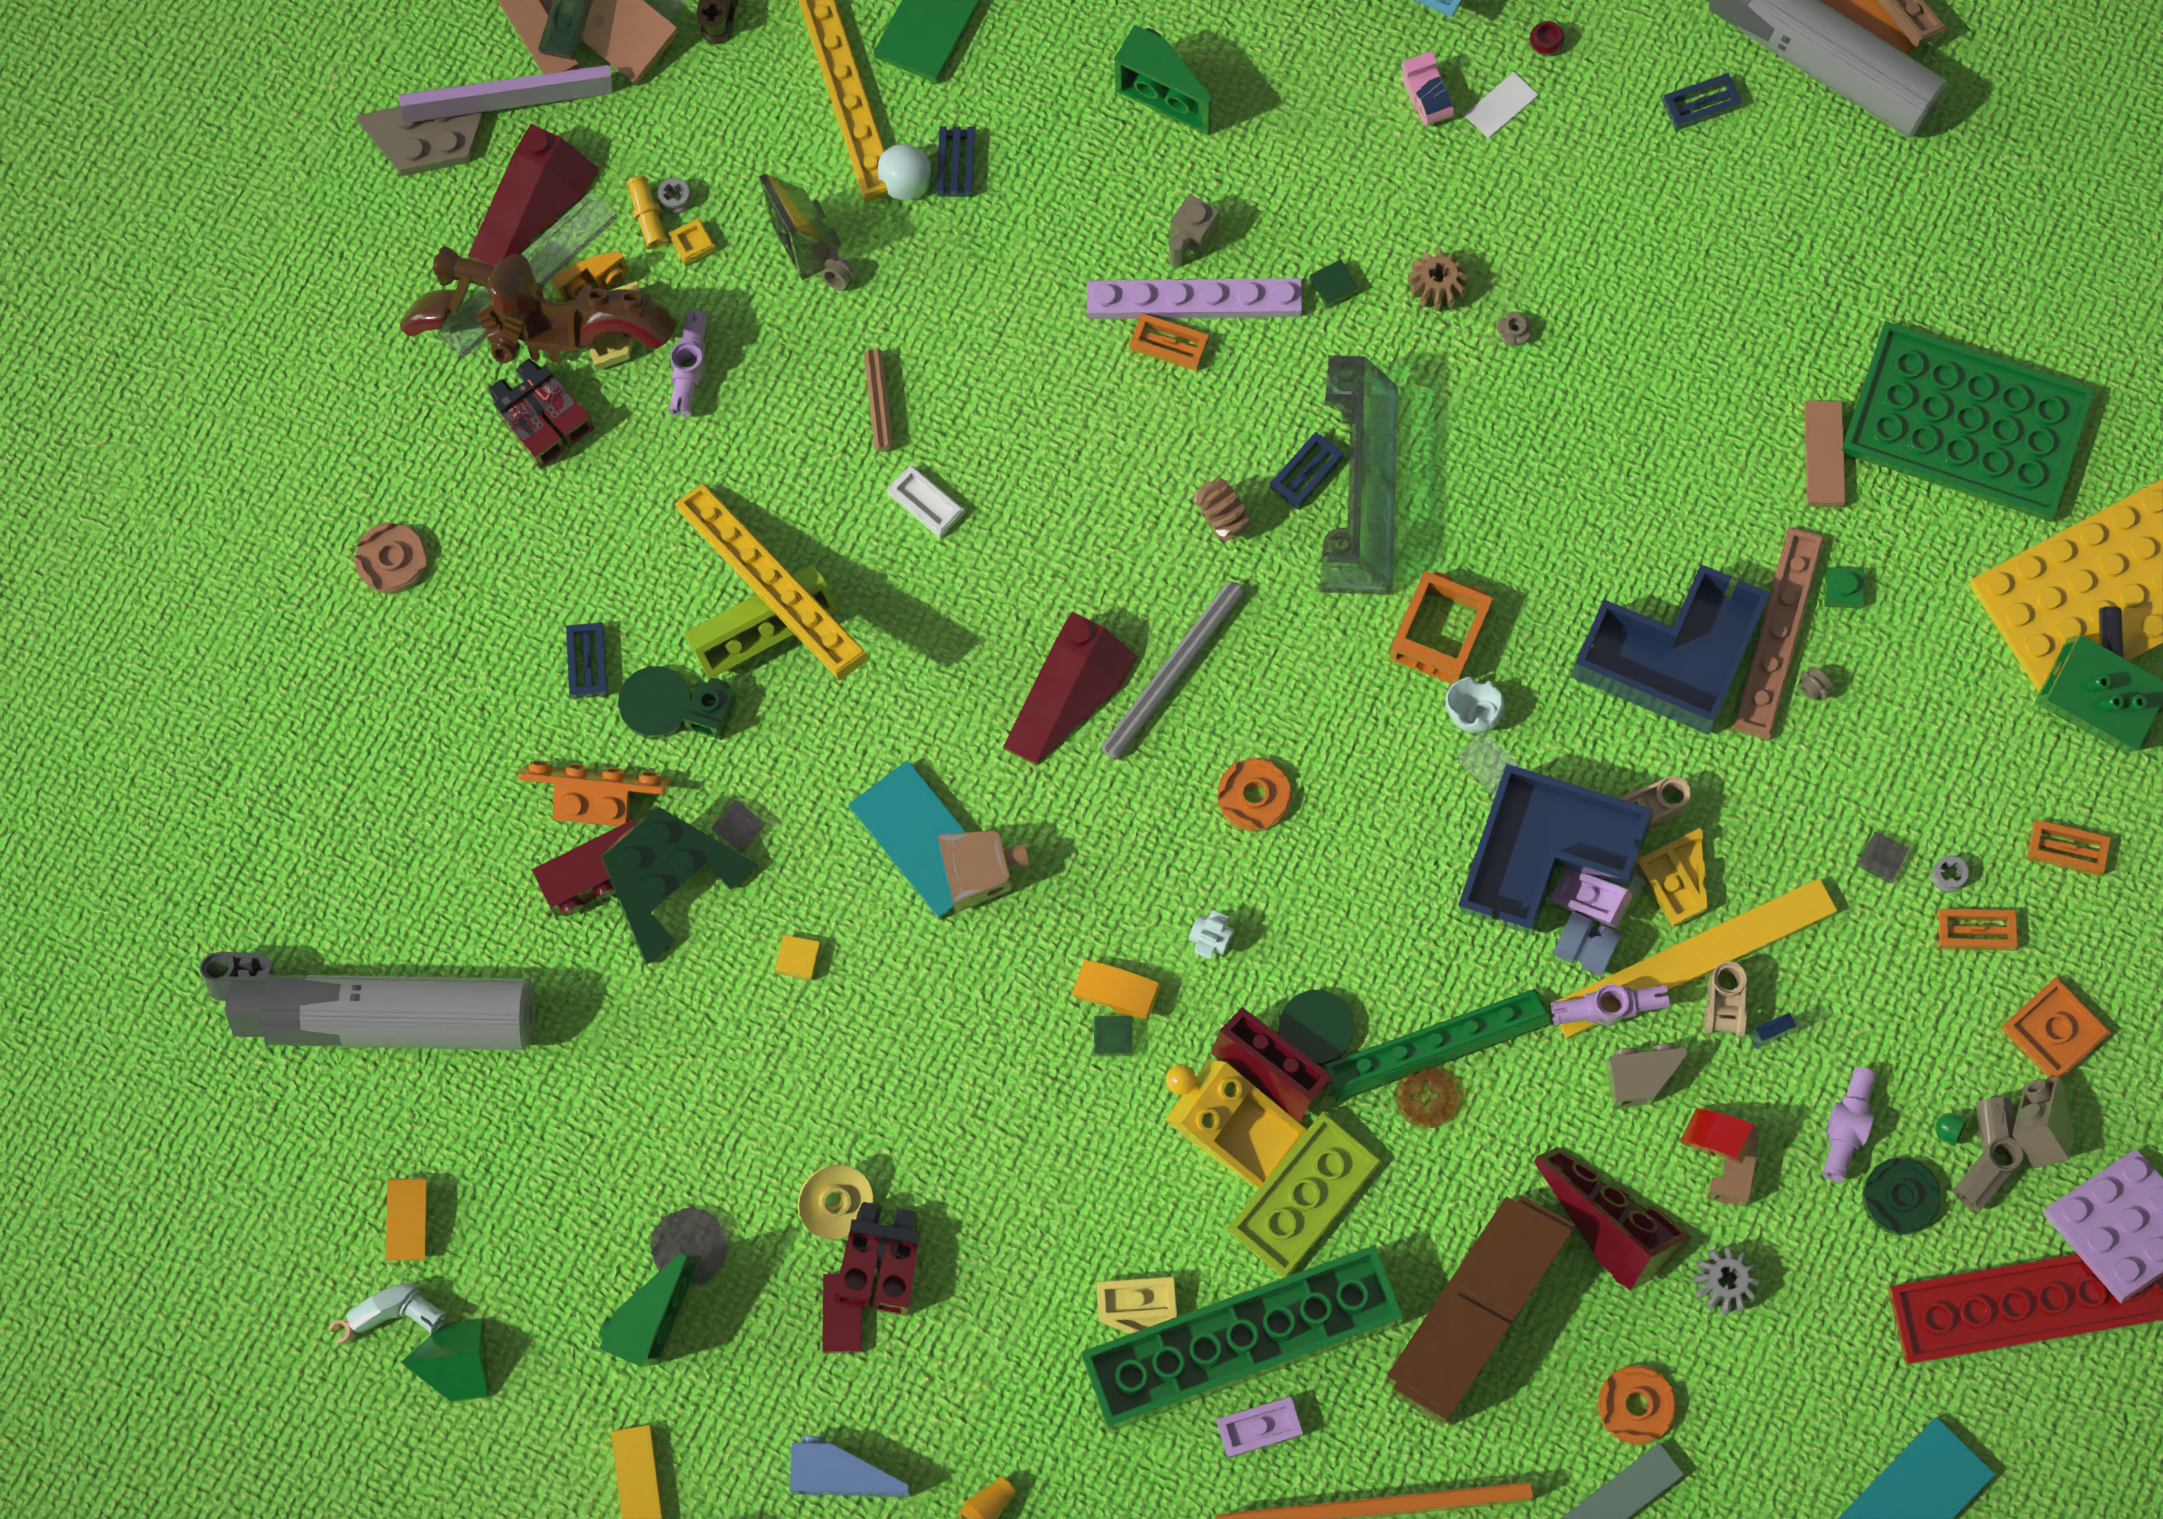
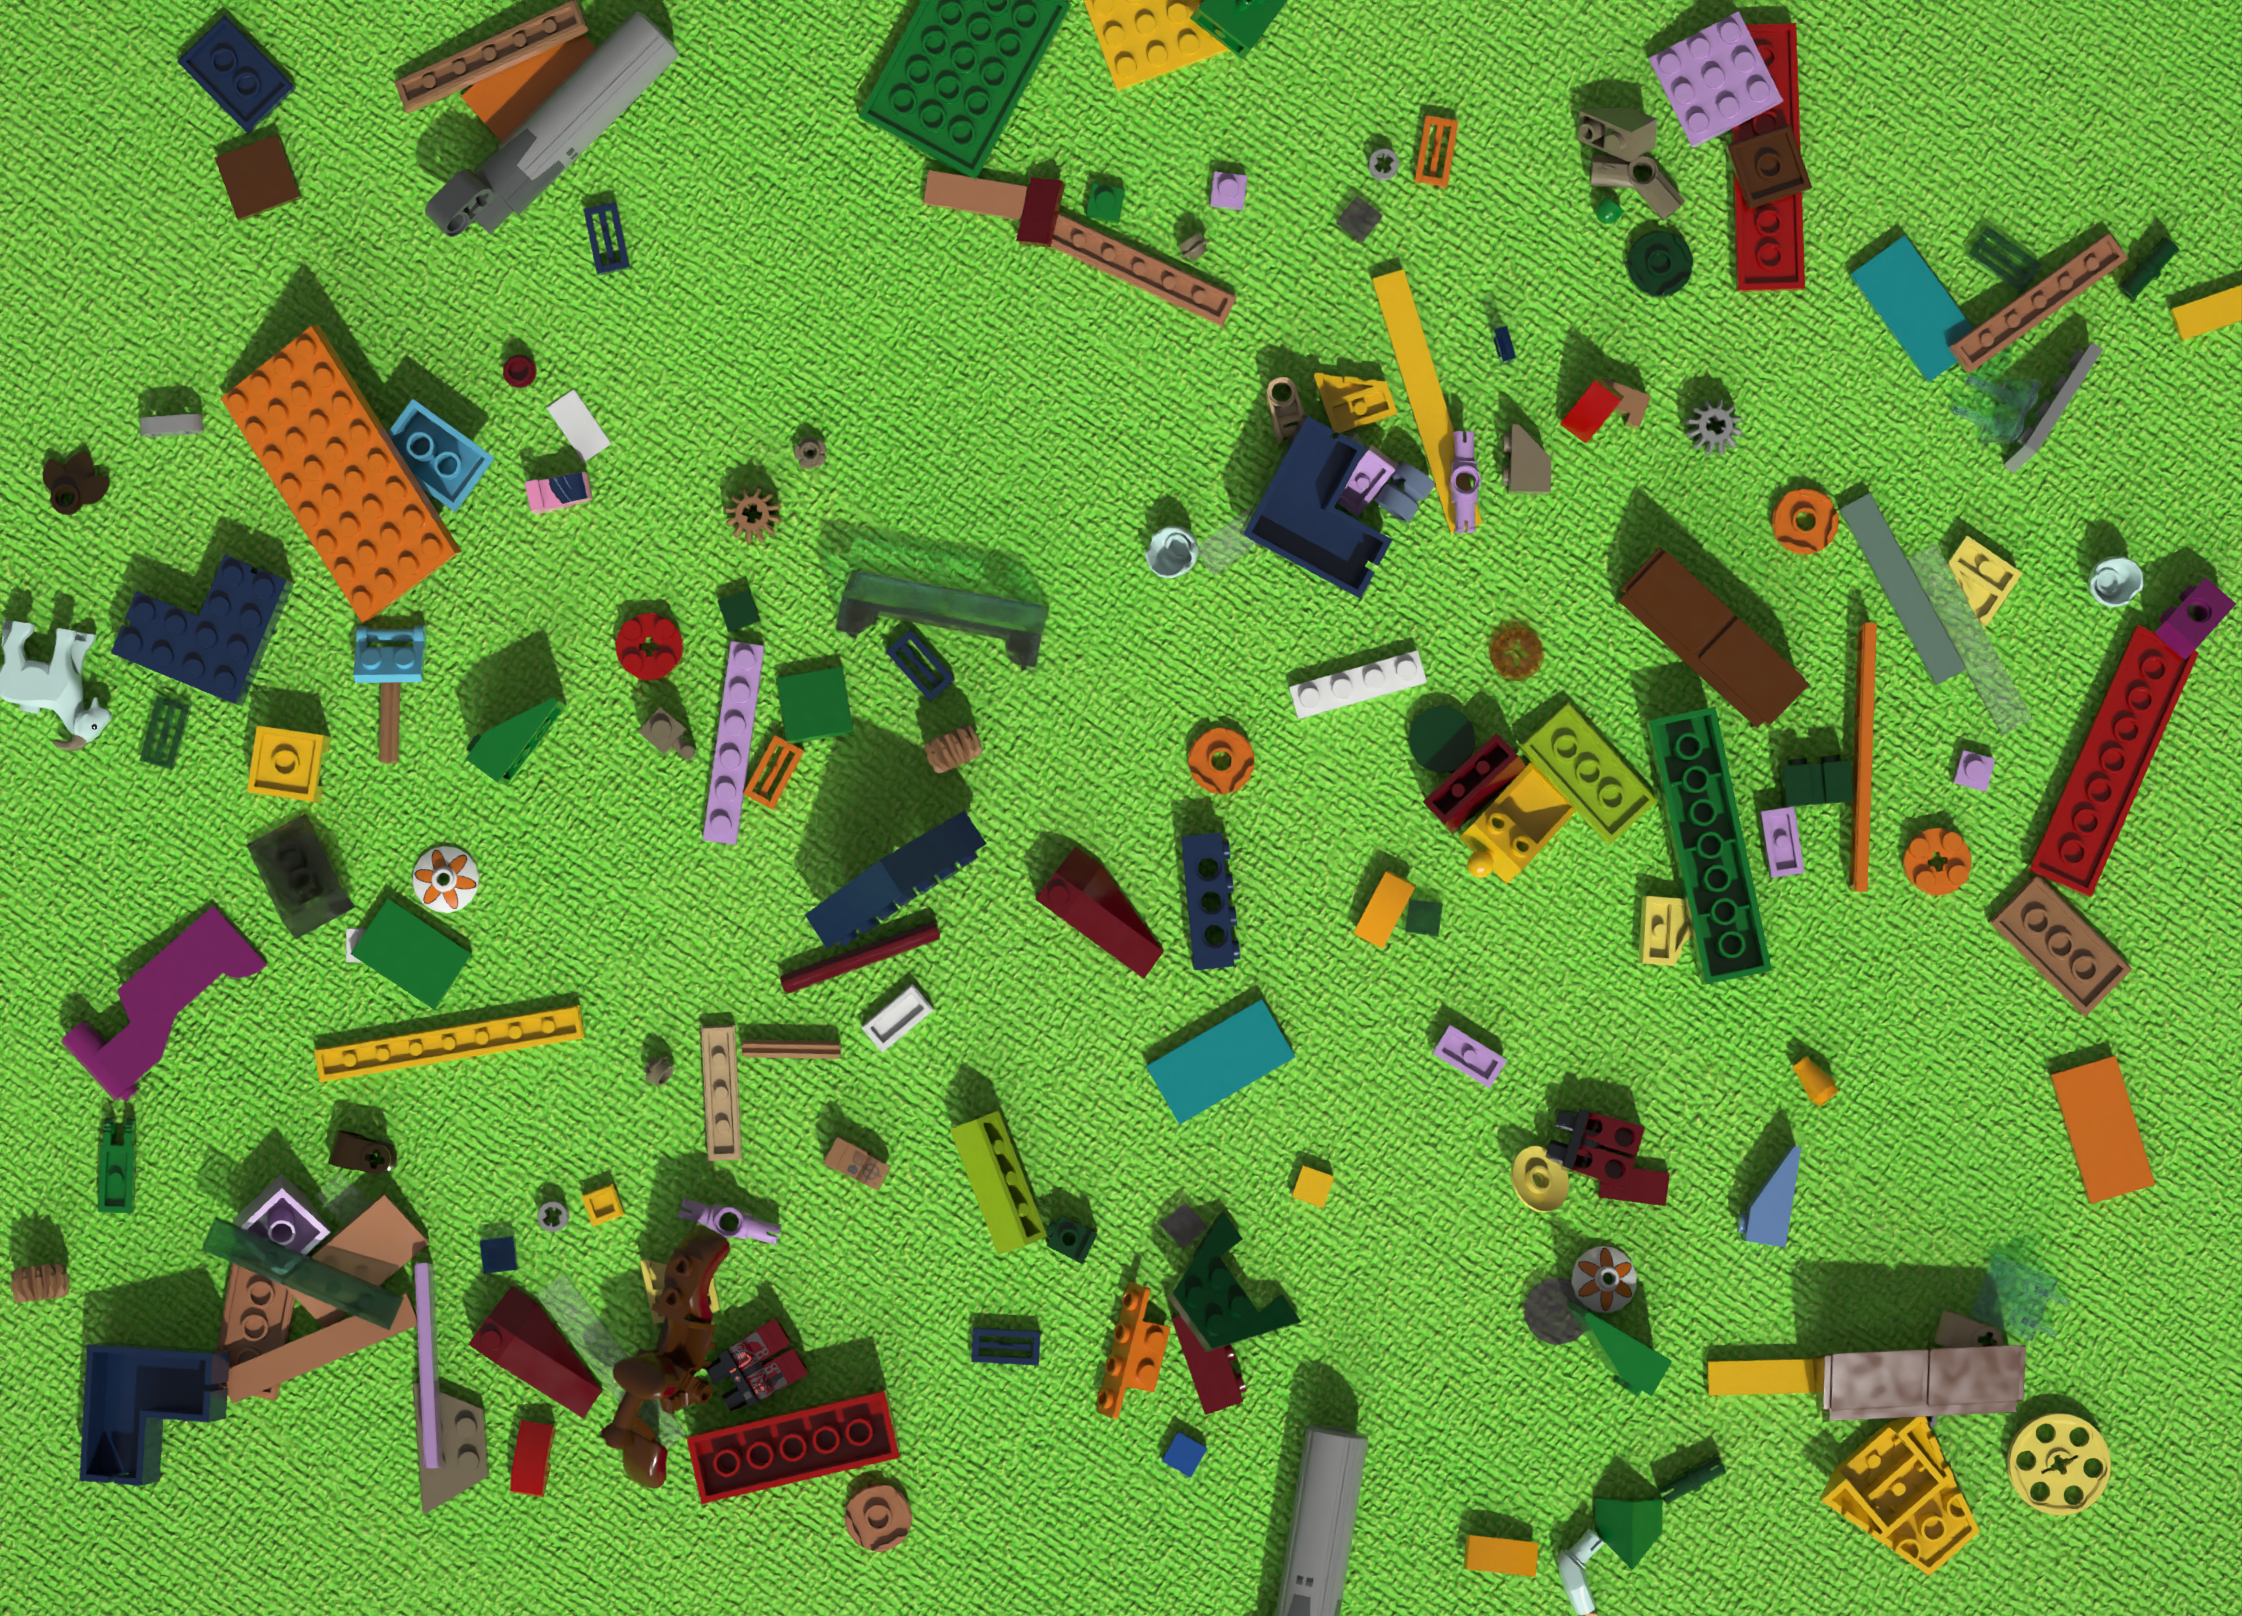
camera: 85 degrees left, 15 degrees up
(419, 206) = (531, 1458): none -> red slope
(457, 457) = (794, 1445): none -> red brick
(488, 862) = (1184, 1454): none -> blue tile
(512, 1424) = (1691, 1479): none -> dark green pin
(601, 270) = (624, 1292): light orange slope -> none
(629, 151) = (499, 1254): none -> clear blue tile
(646, 212) = (568, 1244): yellow pin -> none
(654, 702) = (1055, 1288): dark green tile -> none
(710, 1288) = (1589, 1283): none -> white dish
(766, 478) = (857, 1163): none -> medium nougat leg
(772, 582) = (968, 1168): yellow tile -> none
(799, 225) = (613, 1099): clear smoke slope -> none
(823, 339) = (721, 1092): none -> tan tile
(905, 171) = (565, 995): light aqua hair -> none
(955, 134) = (530, 941): dark blue tile -> none
(964, 1106) = (1469, 1056): none -> lavender plate
(978, 866) = (1259, 1014): medium nougat torso -> none
(985, 454) = (860, 957): none -> dark red axle
(1013, 60) = (462, 883): none -> white dish
(1072, 451) = (896, 880): none -> dark blue brick
(1148, 775) = (1194, 850): none -> dark blue brick
(1172, 670) = (1094, 816): light grey axle -> none
(1211, 934) = (1348, 818): light aqua gear -> none
(1246, 369) = (815, 705): none -> green tile
(1287, 184) = (636, 660): none -> red plate
(1334, 1456) = (1815, 783): none -> dark green brick
(1362, 928) = (1357, 684): none -> white plate
(1427, 659) = (1120, 589): orange window -> none
(1436, 1044) = (1472, 637): green tile -> none
(1620, 1232) = (1655, 509): dark red wedge -> none
(1680, 668) = (1166, 360): dark blue piece -> none
(1726, 1008) = (1473, 381): tan piece -> none
(1820, 519) = (1040, 212): none -> dark red tile
(1849, 1124) = (1593, 296): lavender pin -> none
(1884, 713) = (1228, 191): none -> lavender plate
(2040, 1299) = (1769, 167): none -> reddish brown tile
(2055, 1029) = (1534, 103): orange tile -> none
(2065, 861) = (1363, 83): orange tile -> none

